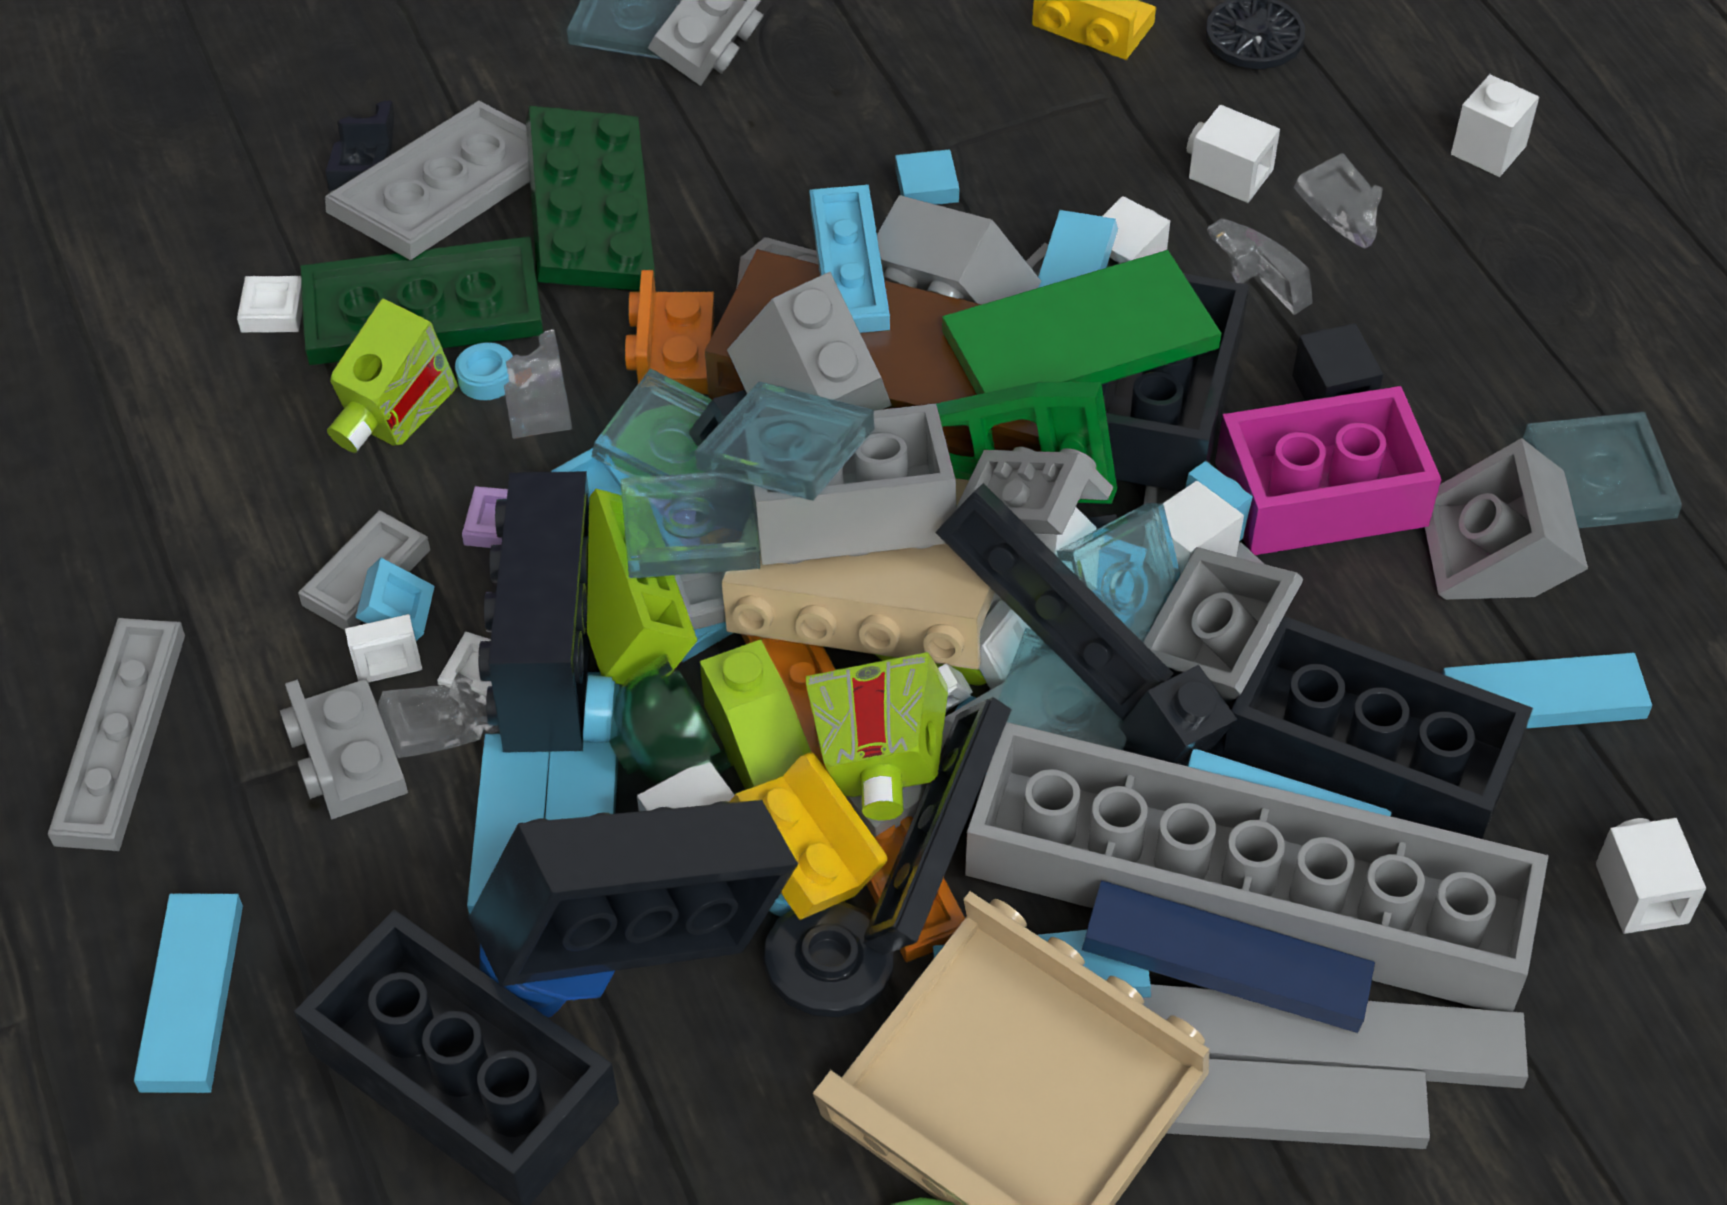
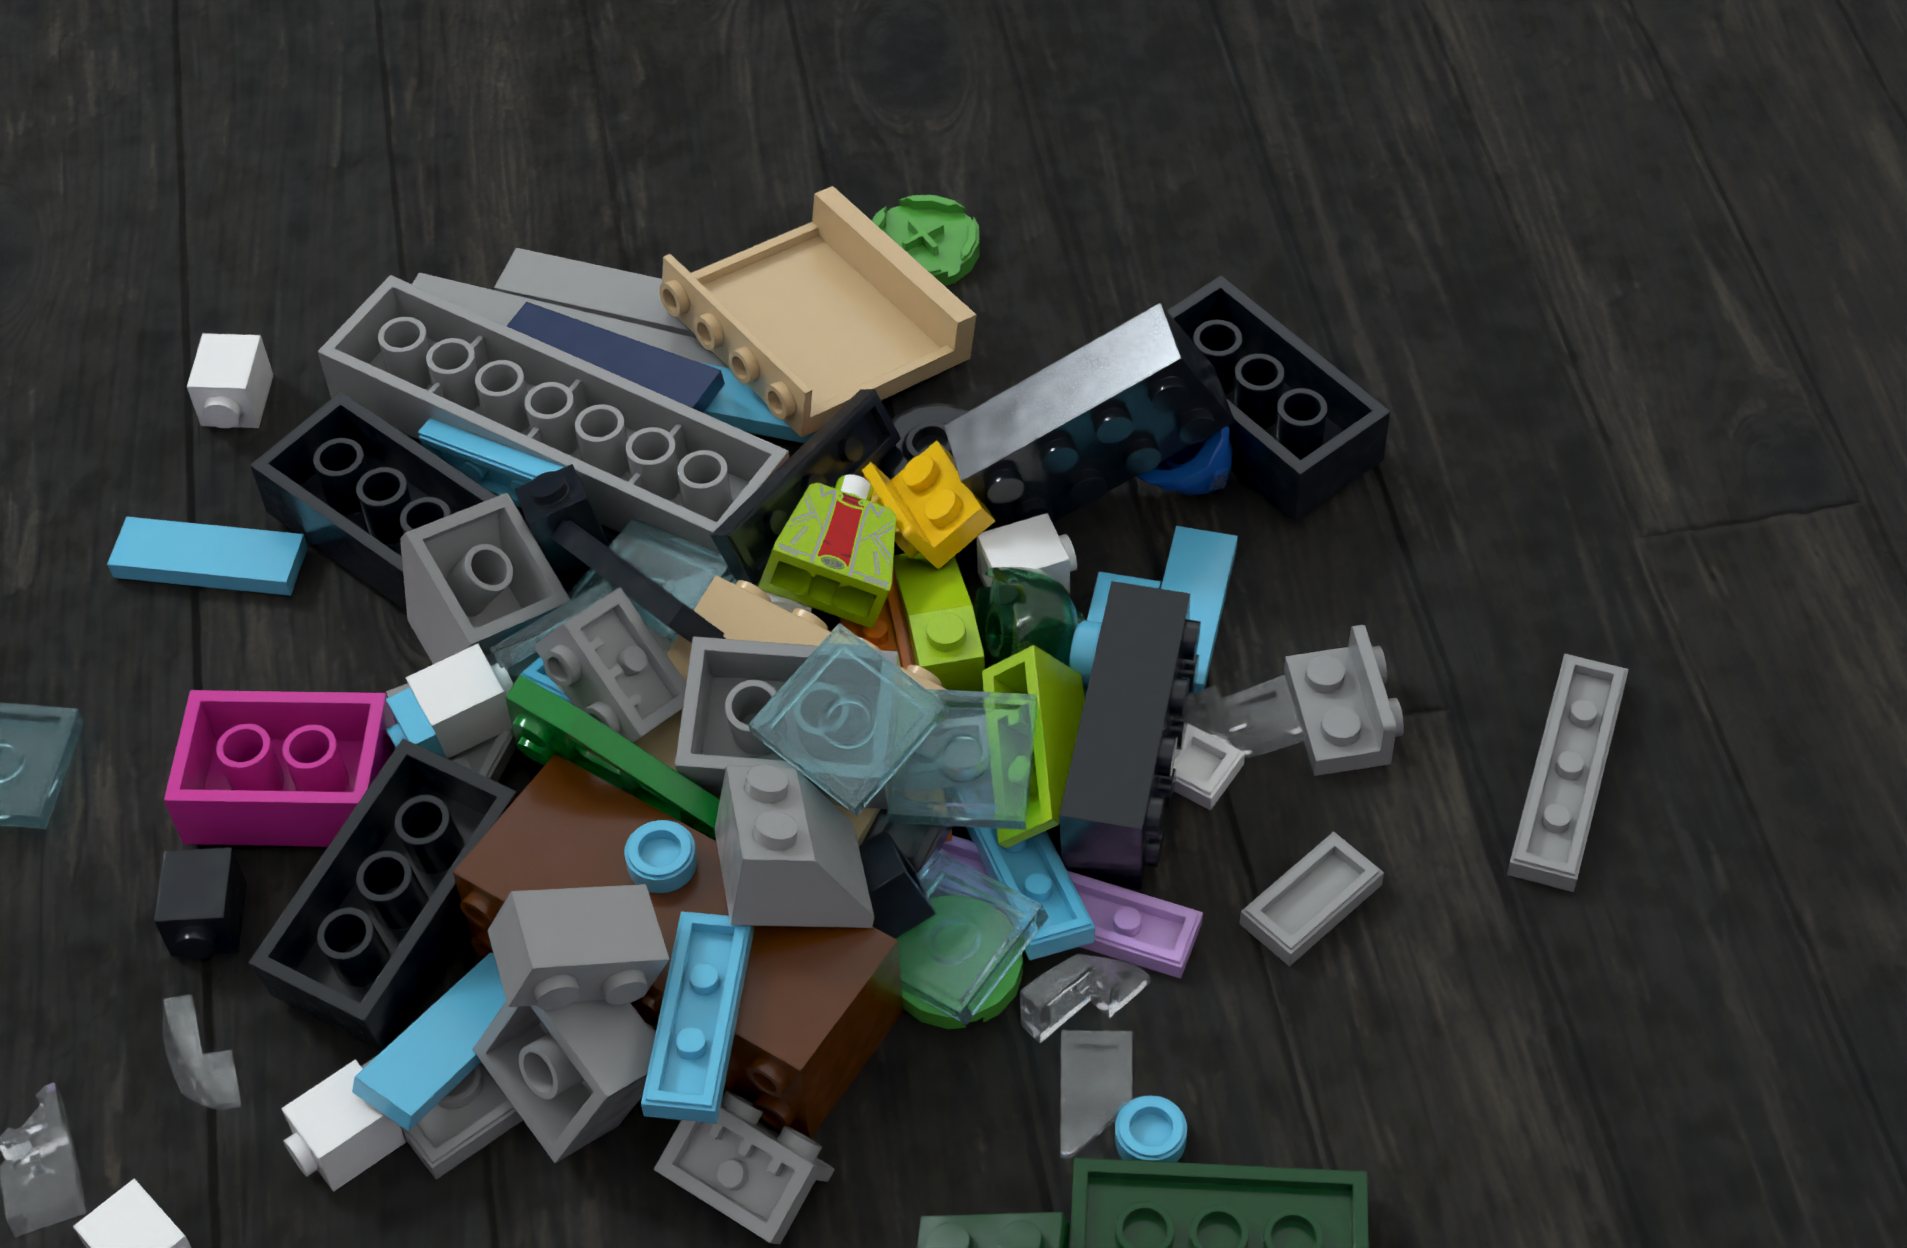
camera: 165 degrees left, 0 degrees up
(189, 994) = (1487, 523): medium azure tile -> none
(384, 648) = (1296, 780): white tile -> none
(389, 379) = (1262, 1085): lime torso -> none
(394, 593) = (1280, 830): medium azure plate -> none
(565, 438) = (1071, 985): none -> clear slope
(670, 333) = (918, 1125): orange bracket -> none
(926, 364) = (661, 856): none -> medium azure tile
(954, 238) = (577, 945): none -> light grey brick
(1084, 327) = (461, 856): green tile -> none
(1505, 528) = (136, 690): light grey slope -> none

